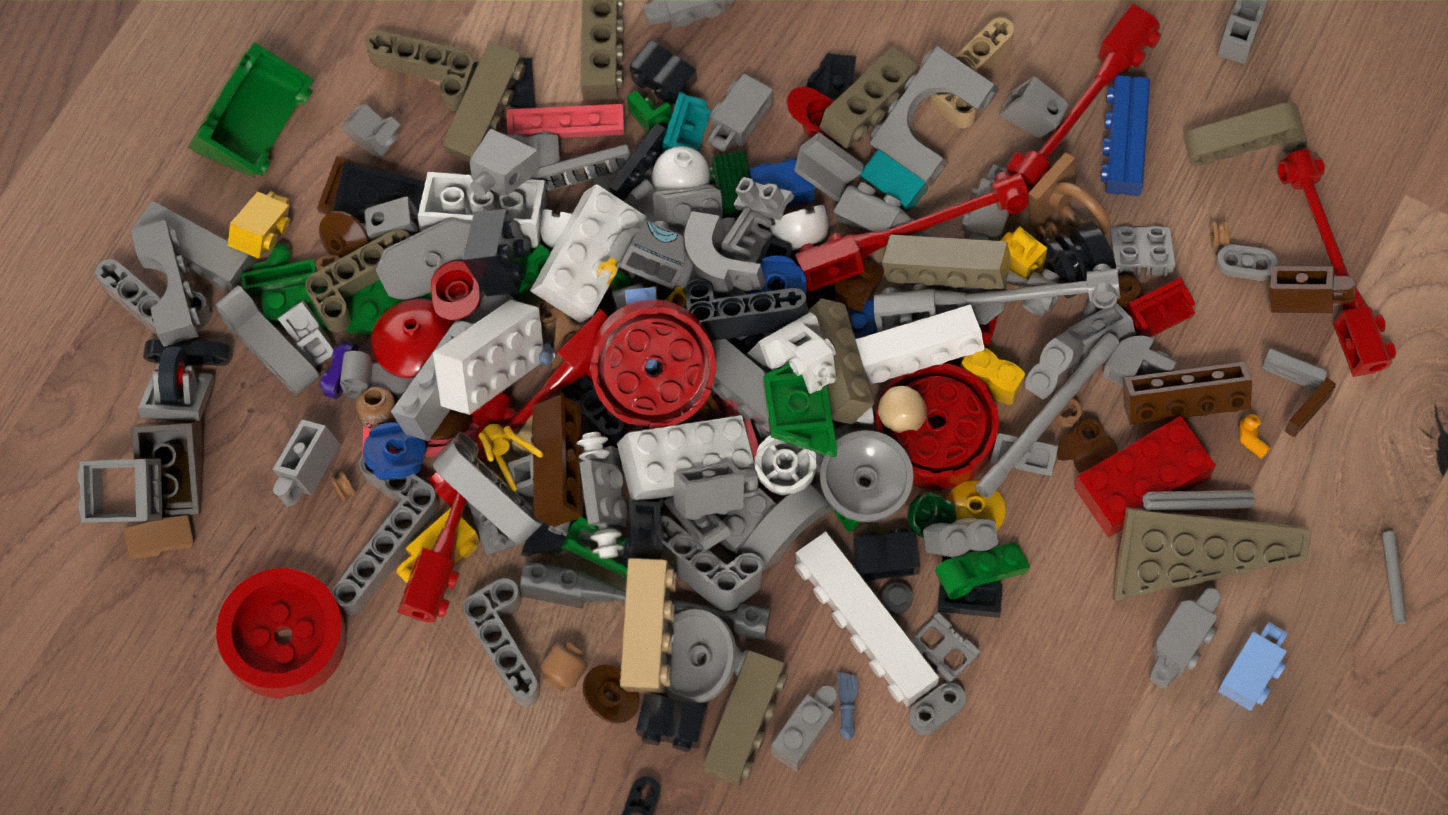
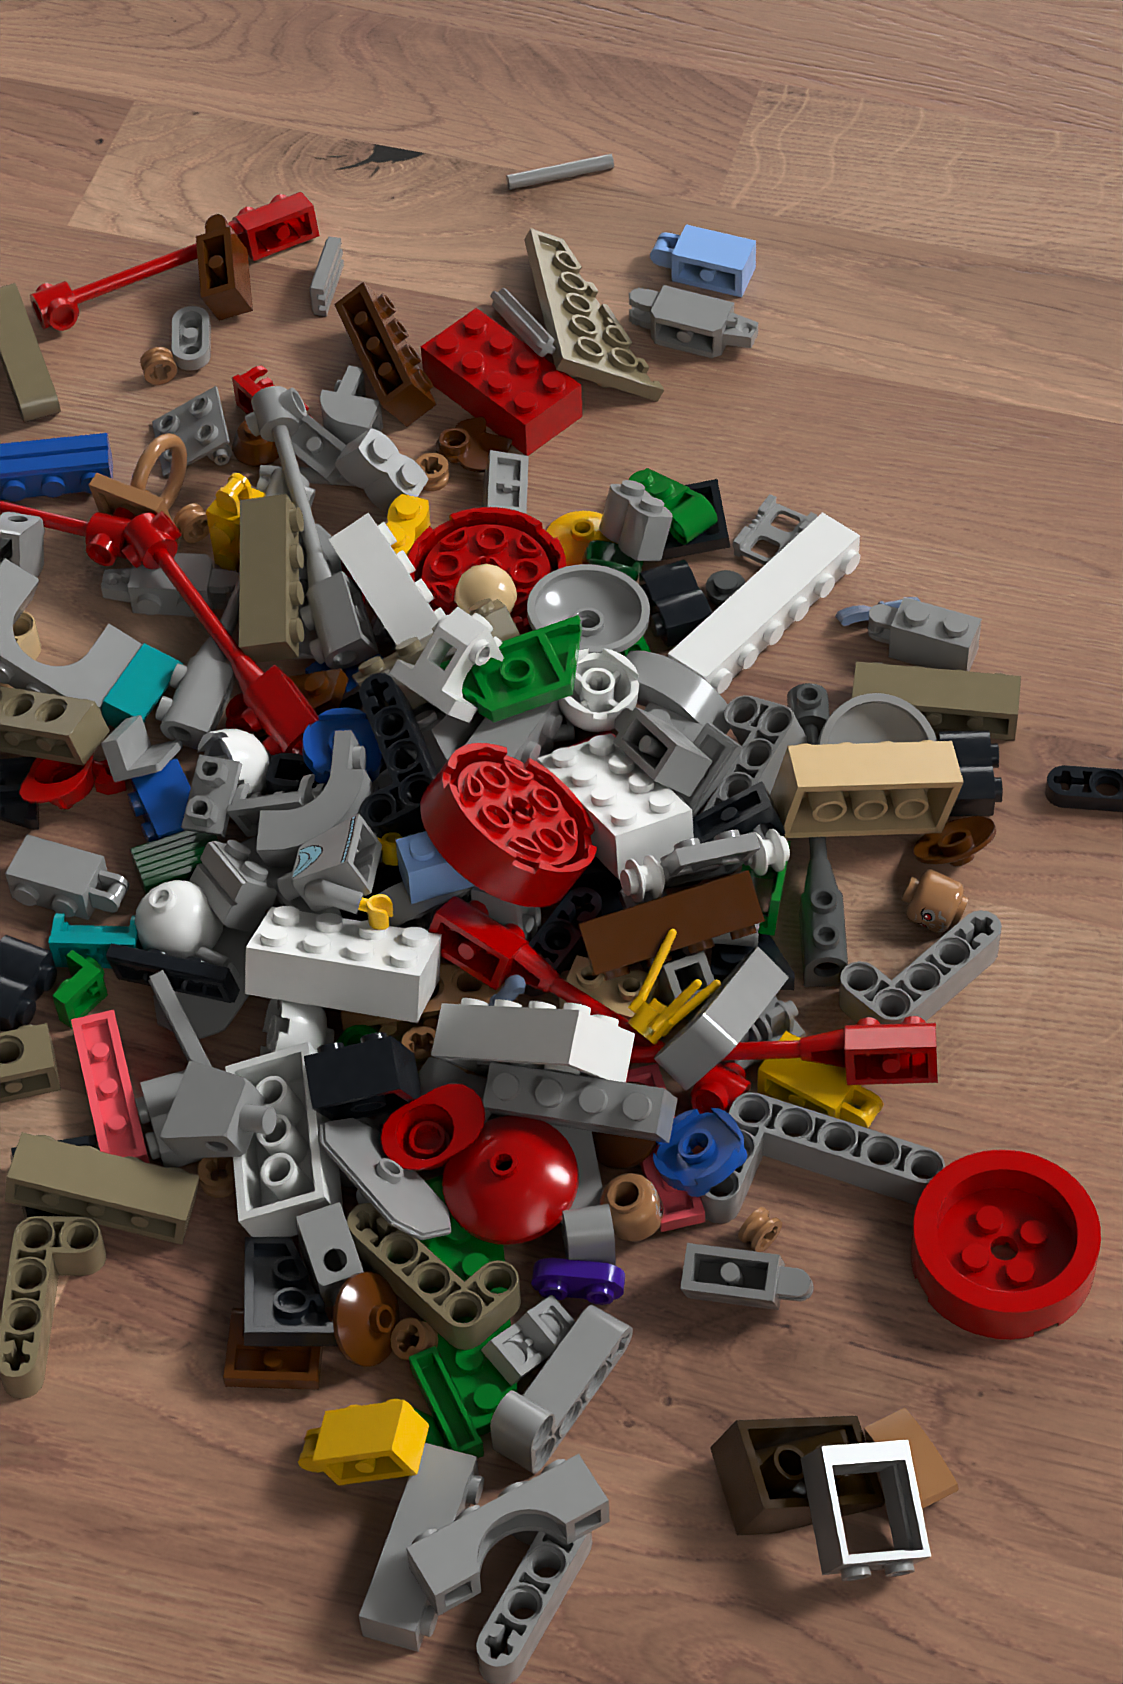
camera: 105 degrees left, 15 degrees down
(176, 389) = (678, 1487): light grey plate -> none
(197, 352) = (609, 1536): black beam -> none
(251, 111) = (161, 1537): green windscreen -> none
(370, 130) = (173, 1337): light grey brick -> none
(938, 708) = (870, 544): light grey plate -> none
(998, 473) = (545, 488): light grey piece -> none
(1079, 254) = (214, 455): black wheel -> none
(1249, 436) = (422, 308): light orange arm -> none
(1310, 407) = (373, 257): reddish brown tile -> none

